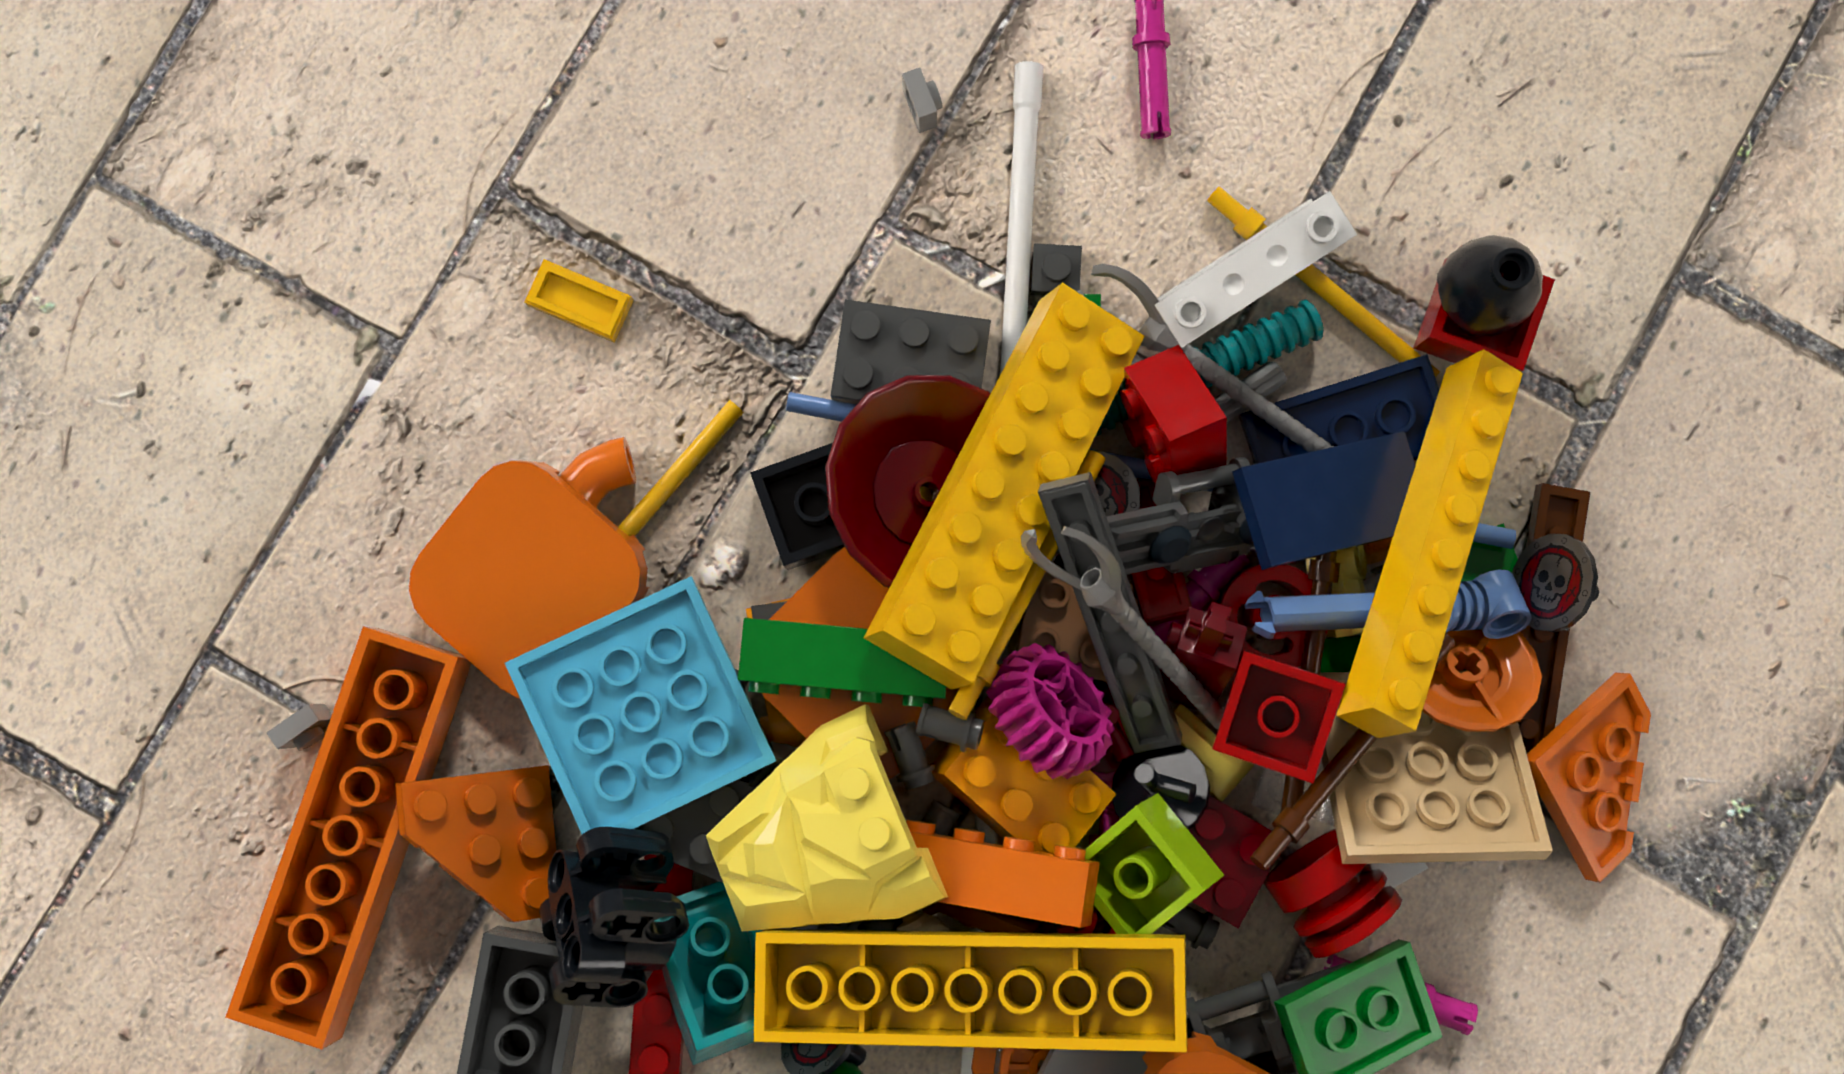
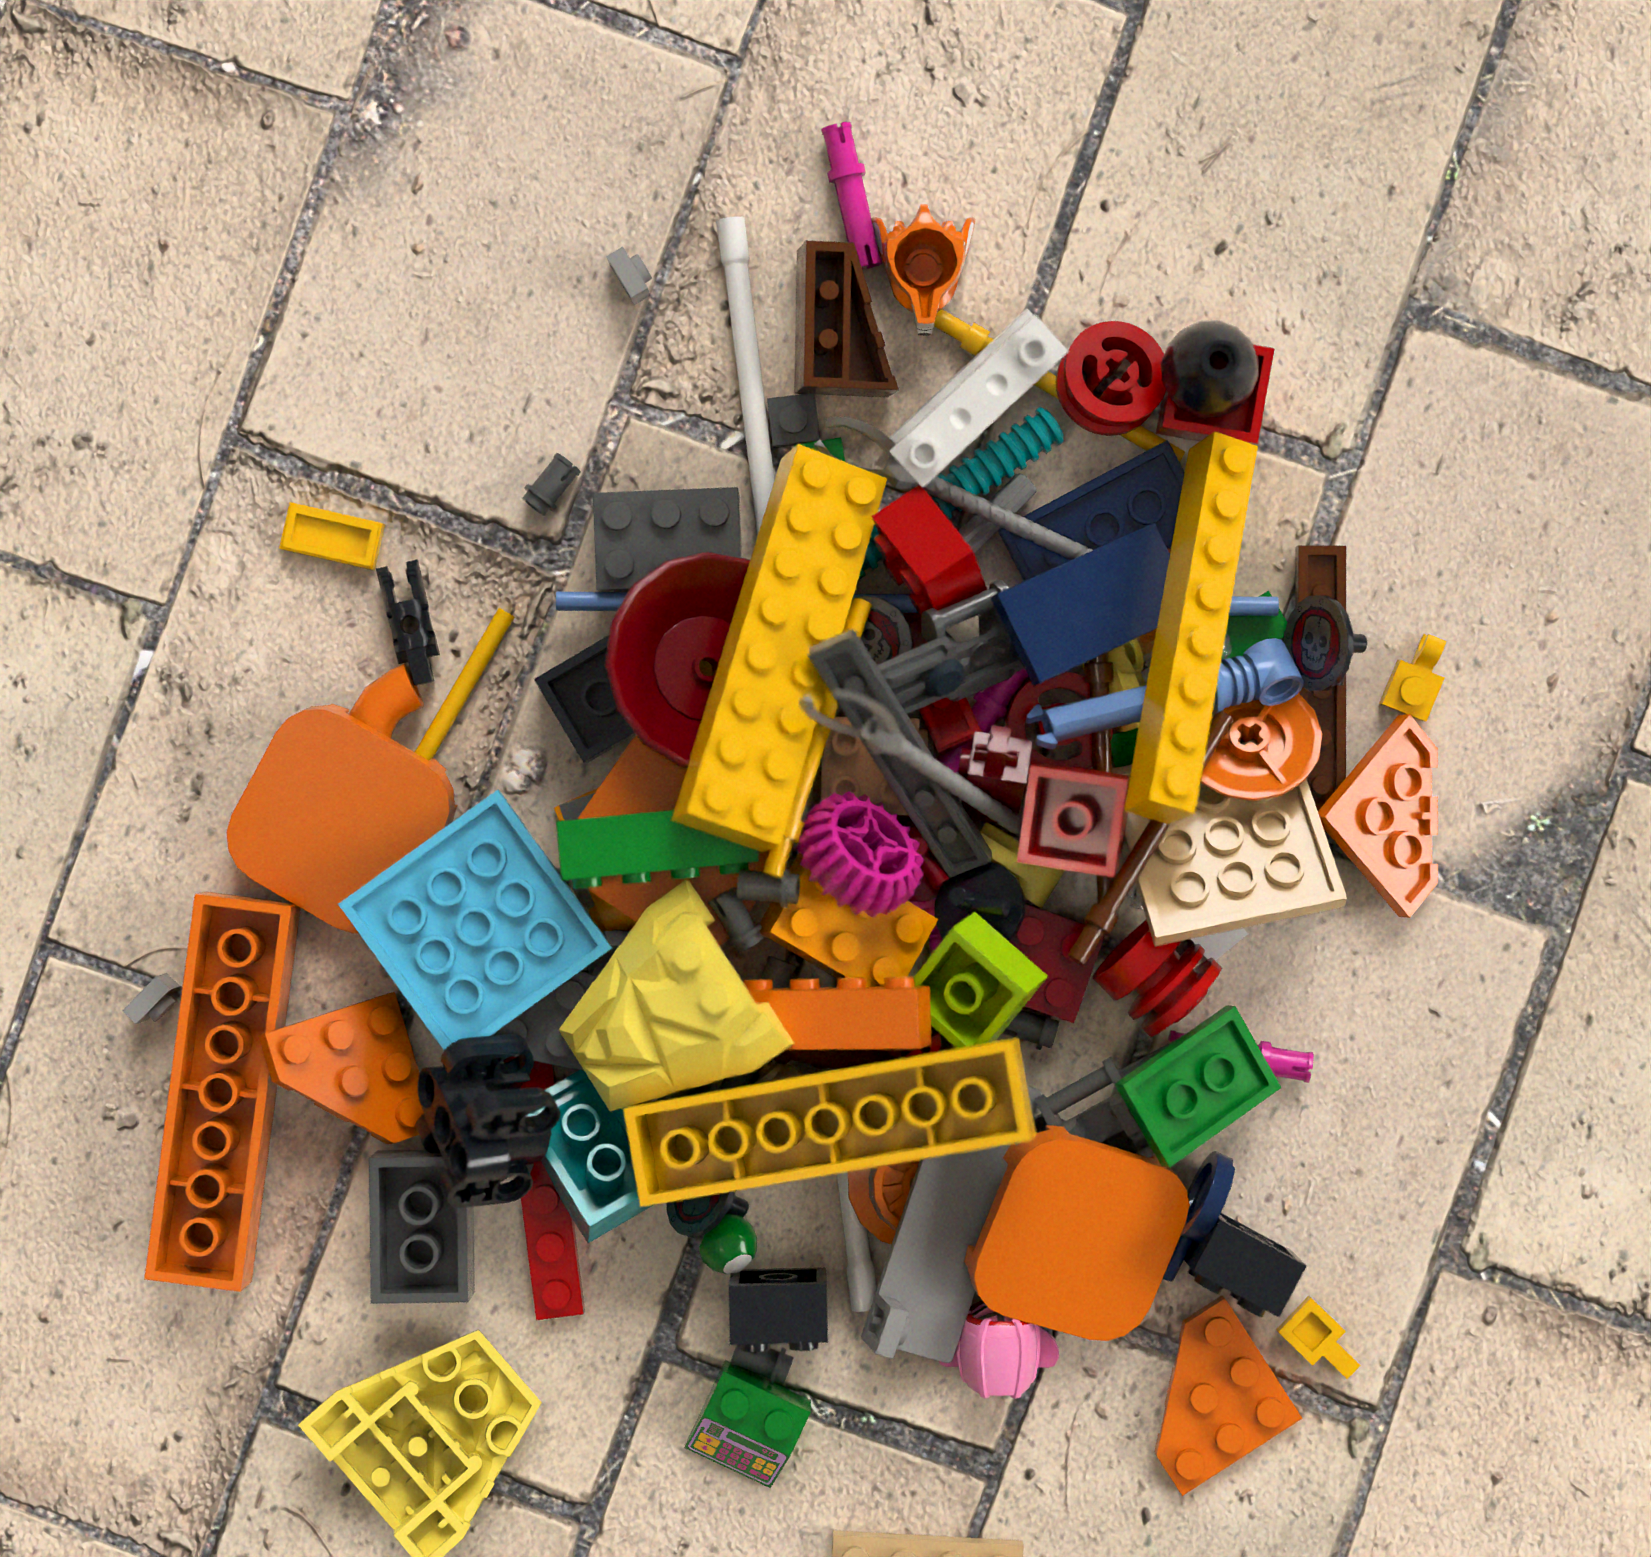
camera: 15 degrees left, 5 degrees up
(645, 421) = (422, 644): none -> black hinge
(804, 288) = (550, 484): none -> dark grey pin
(1115, 184) = (835, 326): none -> reddish brown wedge
(1212, 138) = (923, 263): none -> orange piece
(1370, 260) = (1100, 353): none -> red wheel
(1634, 644) = (1414, 686): none -> yellow plate

